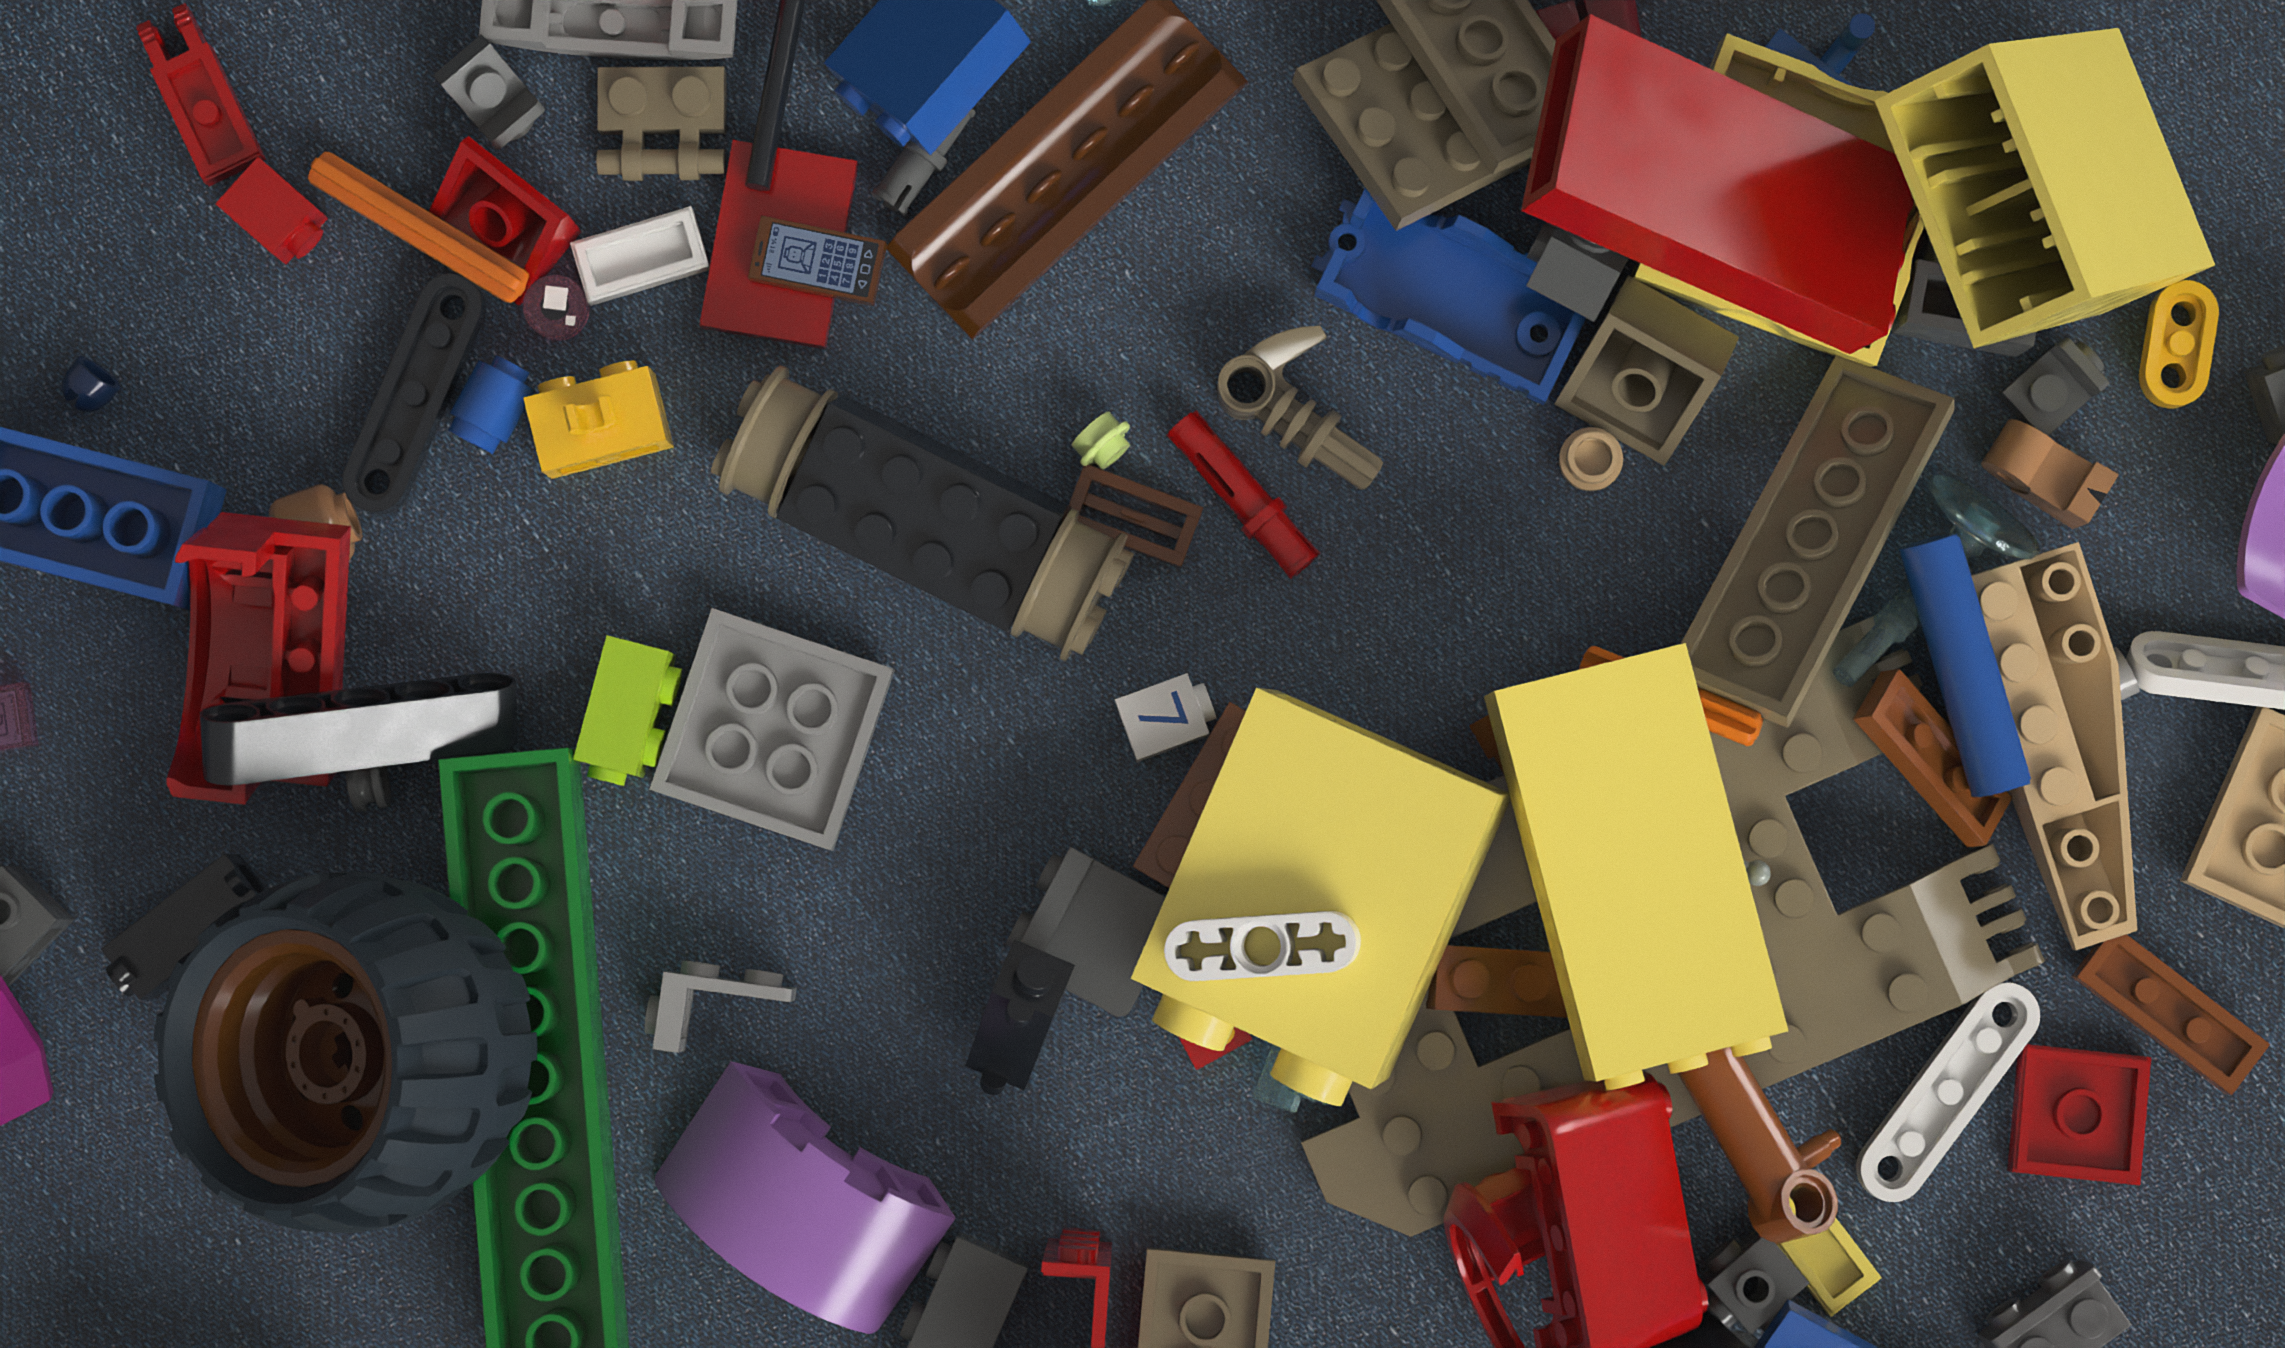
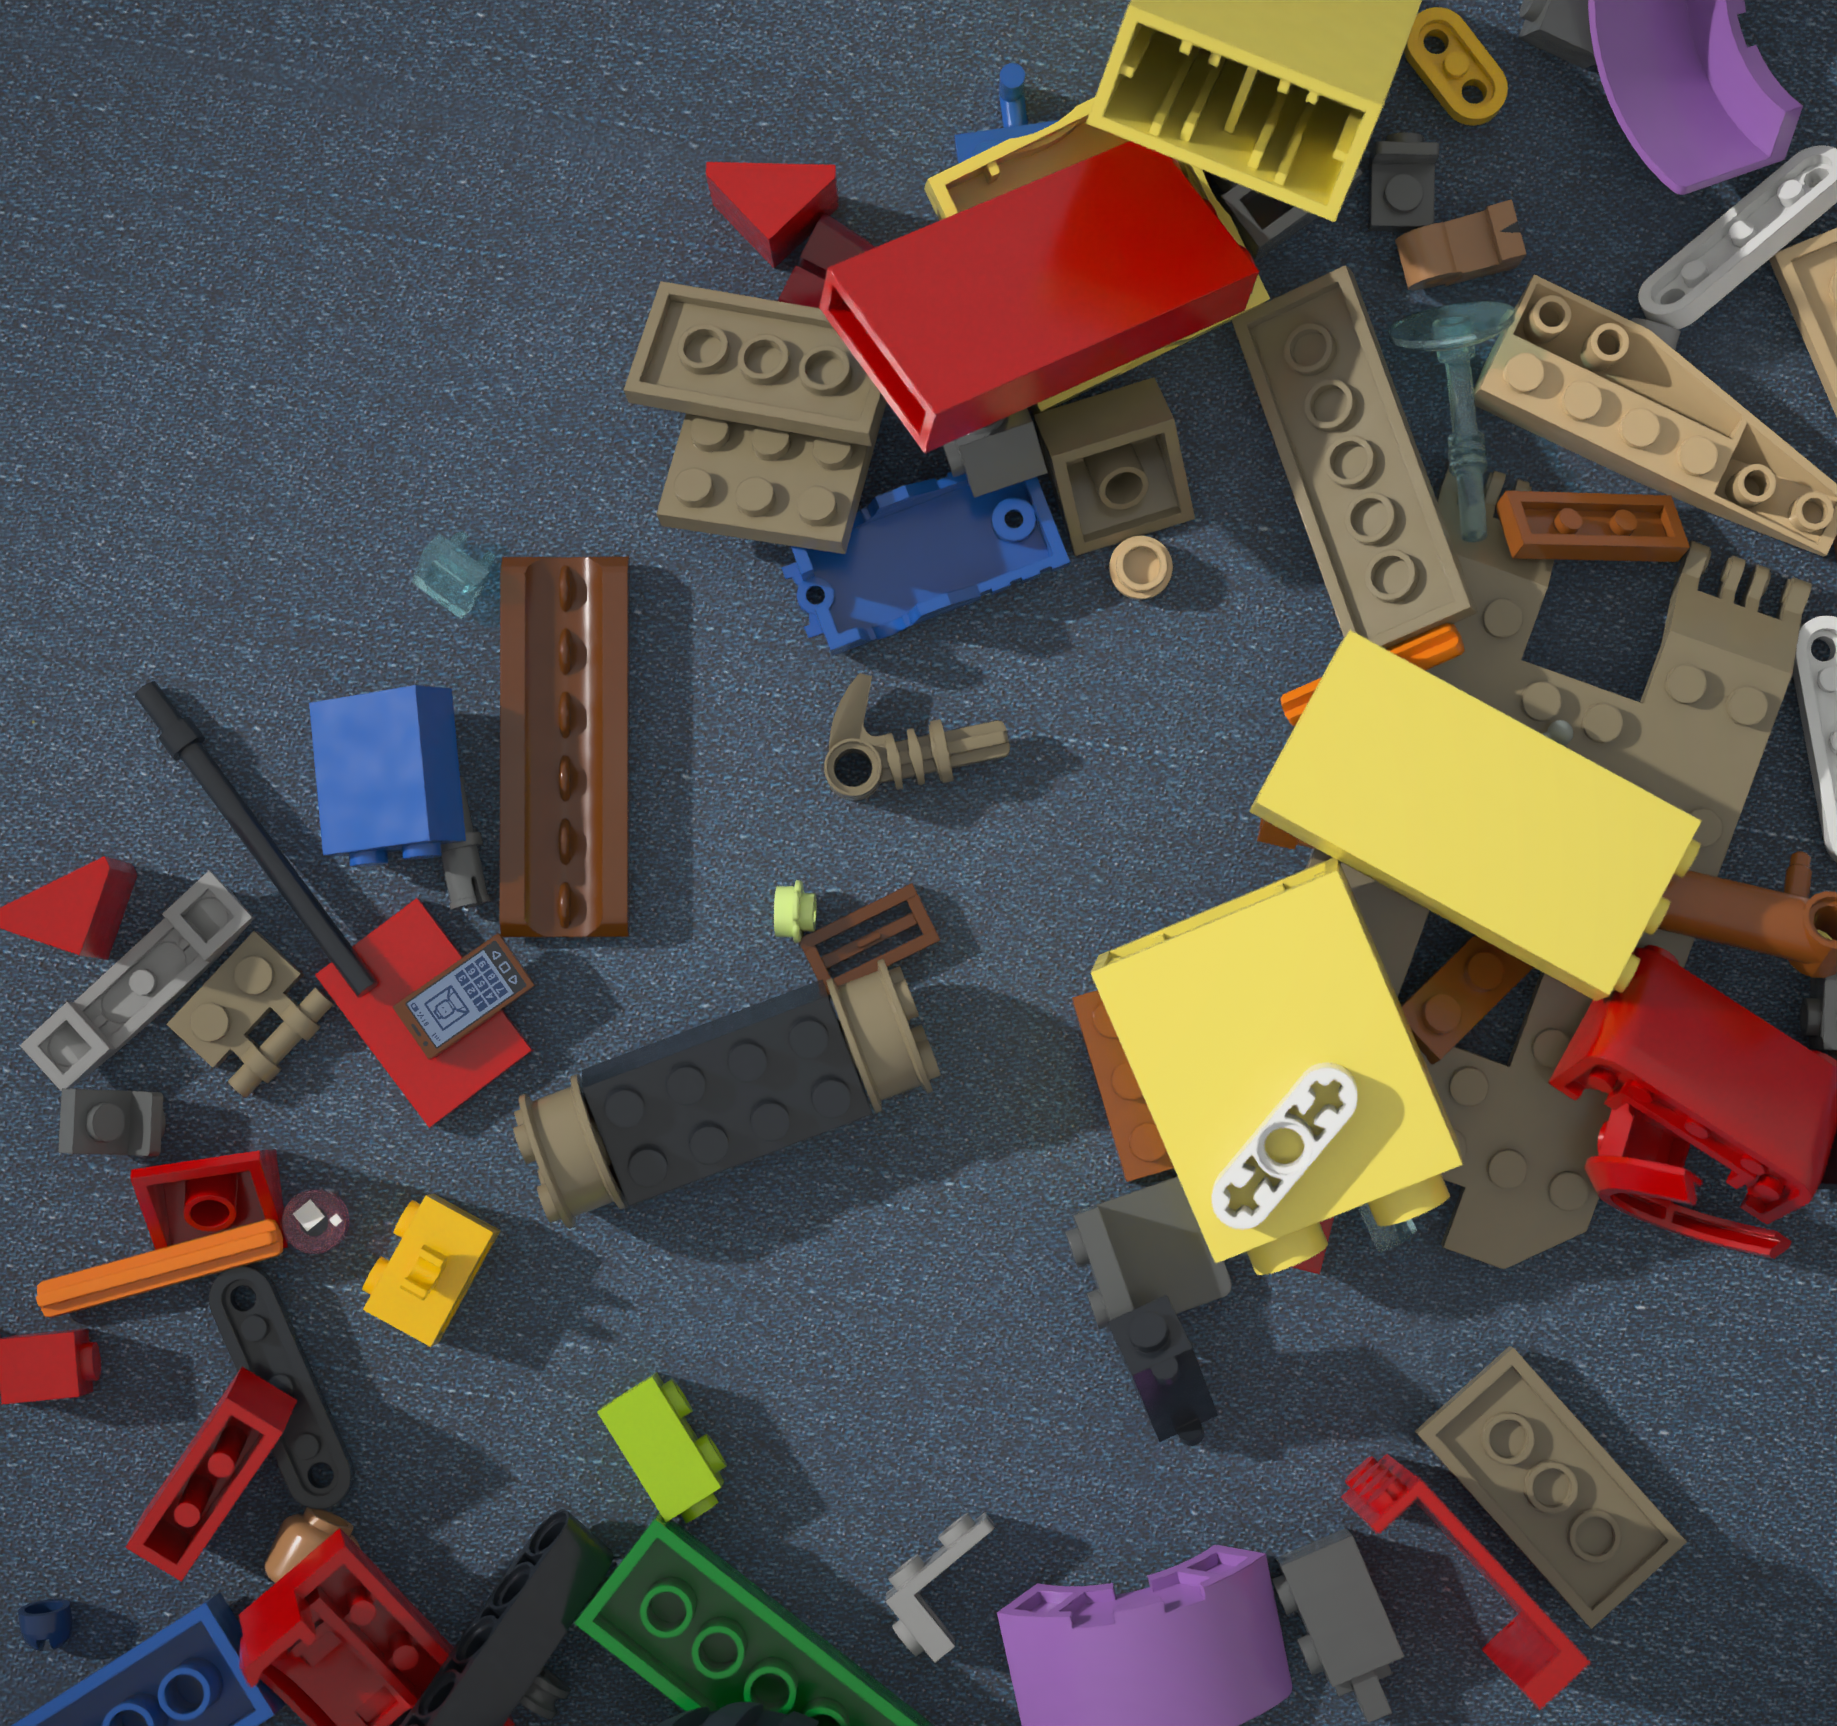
camera: 45 degrees left, 0 degrees up
(304, 399) = (211, 1474): none -> red brick
(490, 404) = (342, 1337): blue brick -> none
(640, 256) = (336, 1123): white tile -> none
(772, 729) = (779, 1353): light grey plate -> none
(1165, 716) = (1040, 1054): white brick -> none
(1233, 482) = (930, 844): red pin -> none
(1965, 665) = (1548, 440): blue brick -> none

